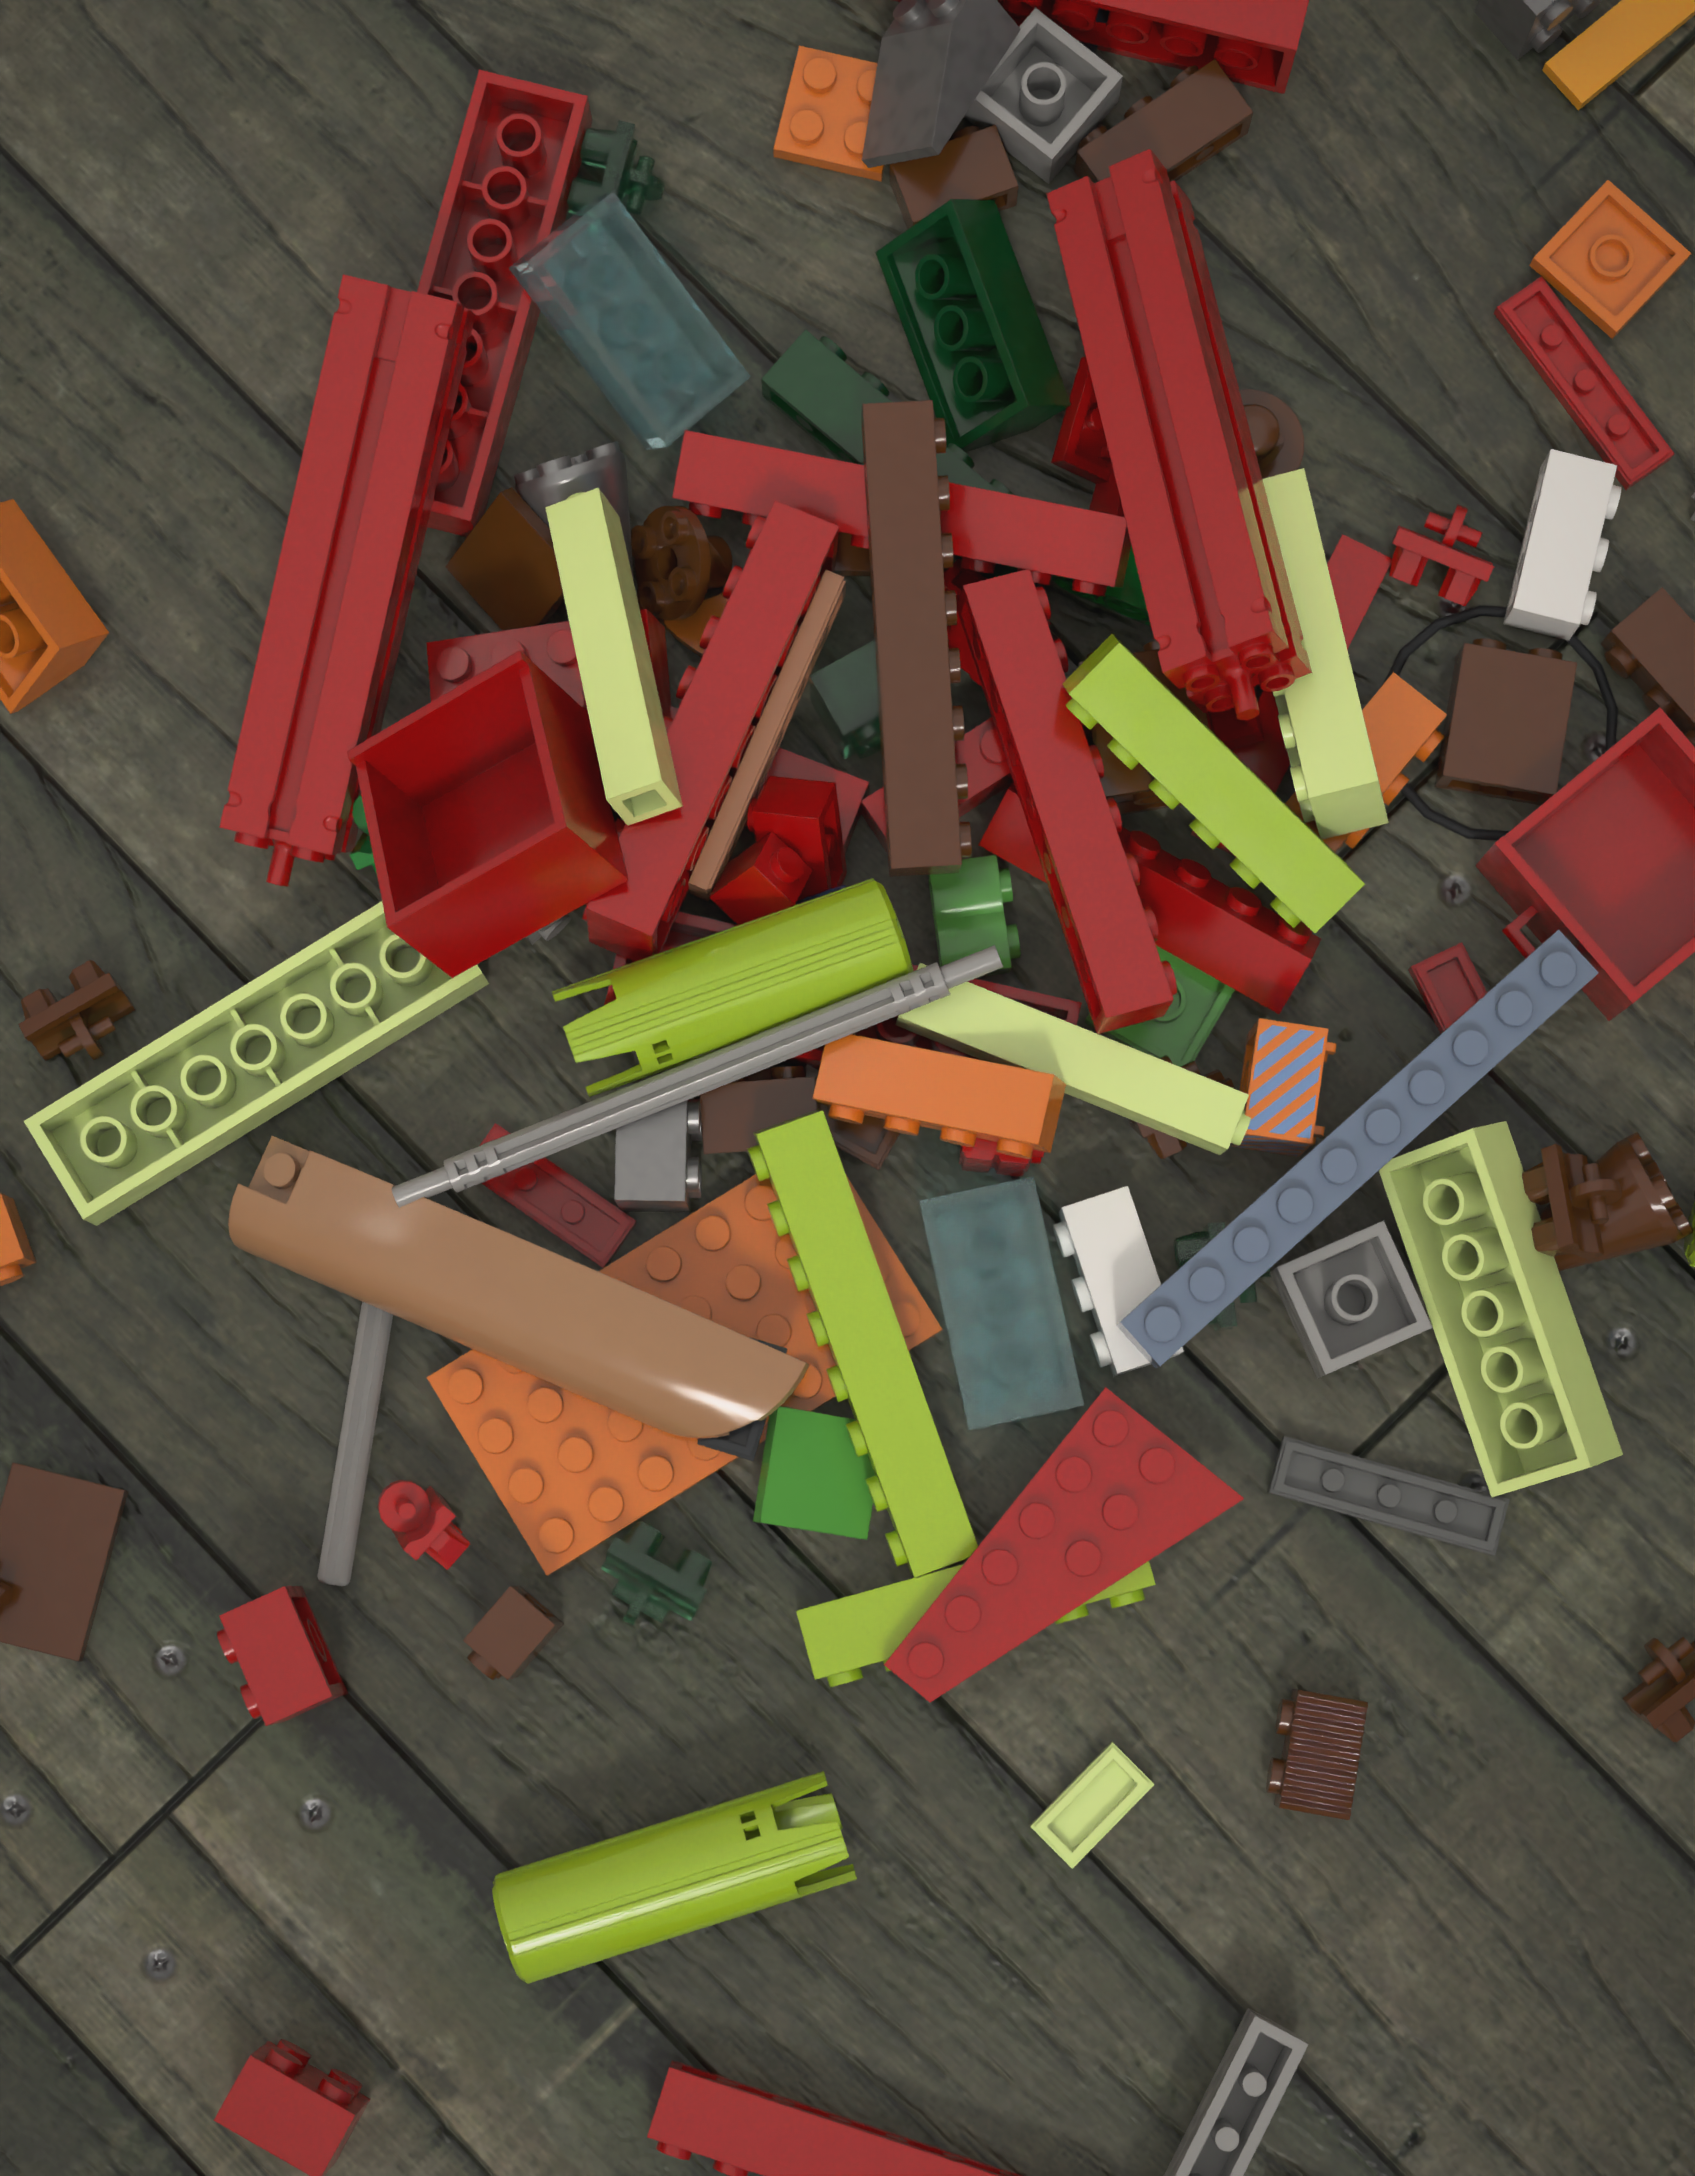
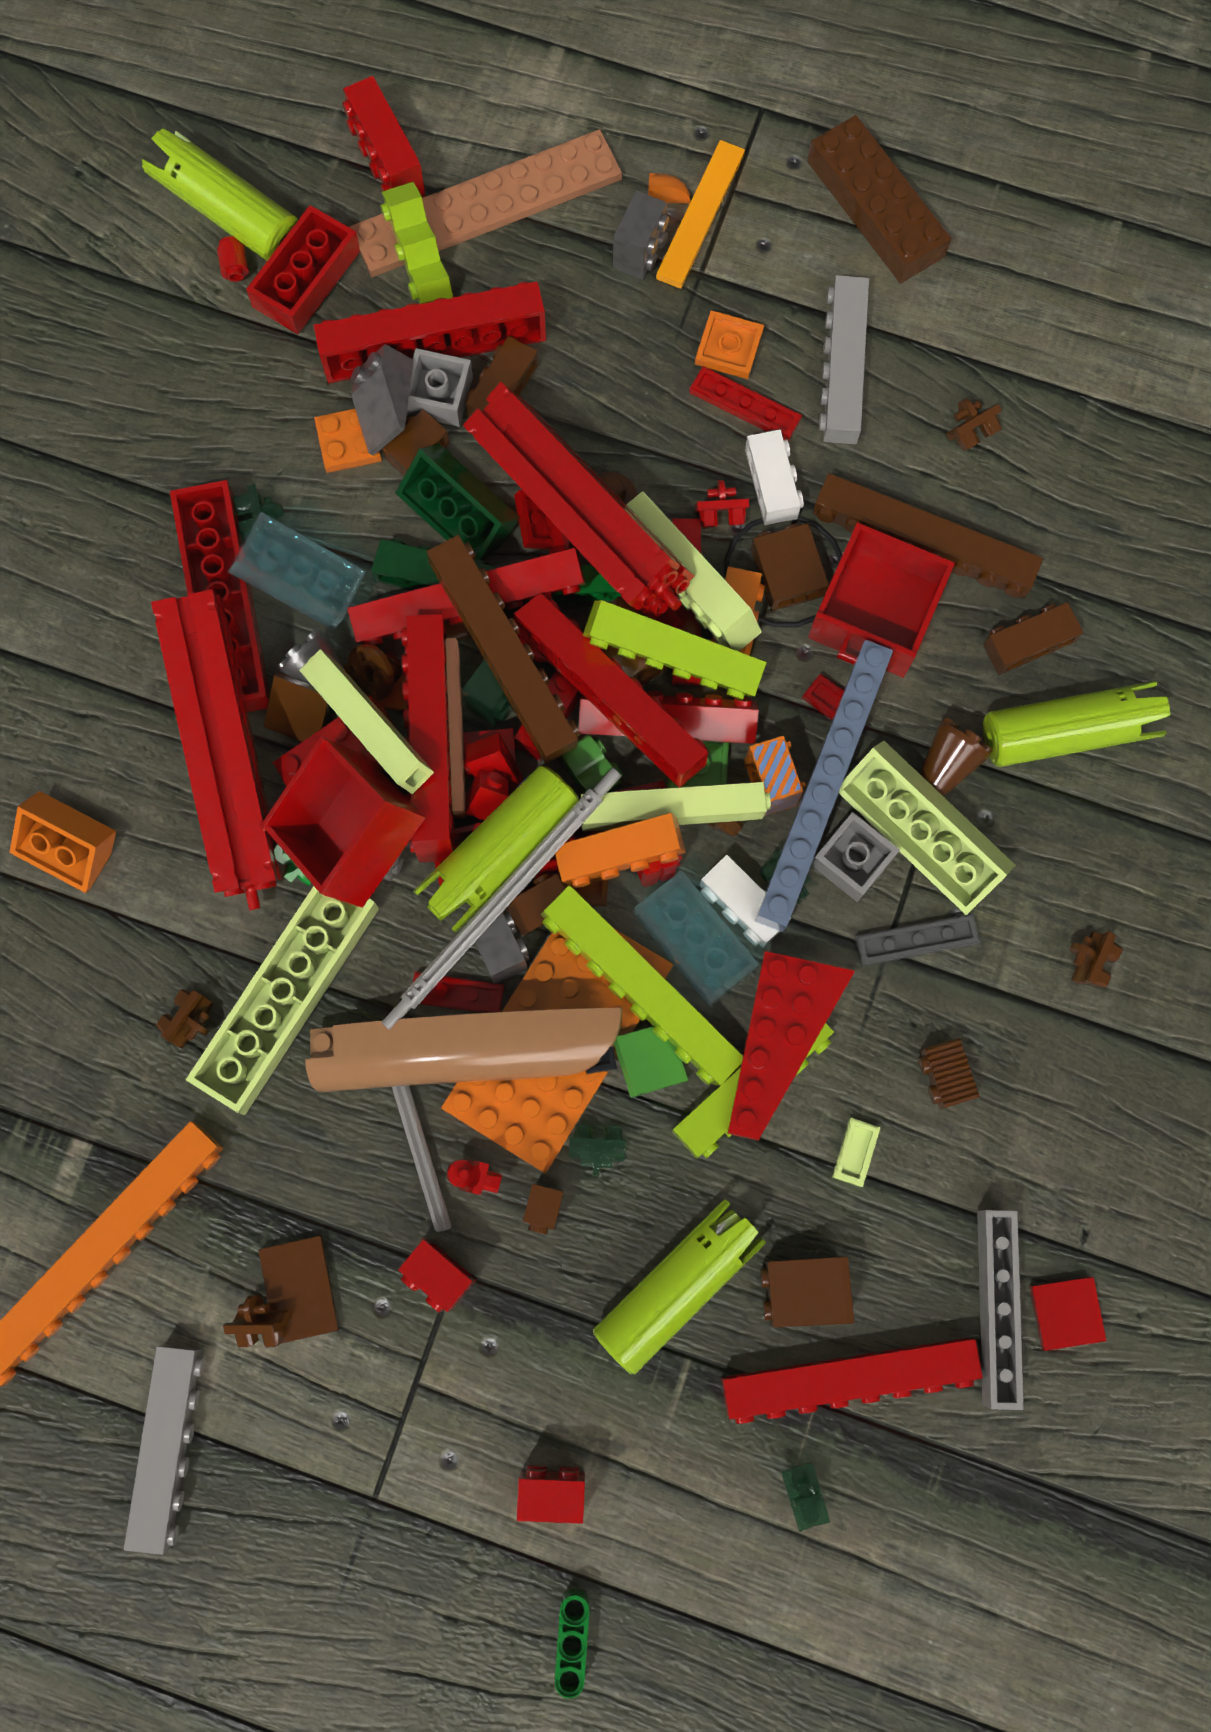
camera: 30 degrees left, 5 degrees down
(884, 1995) = (807, 1292): none -> reddish brown slope
(1576, 1200) = (937, 758): reddish brown hips -> none

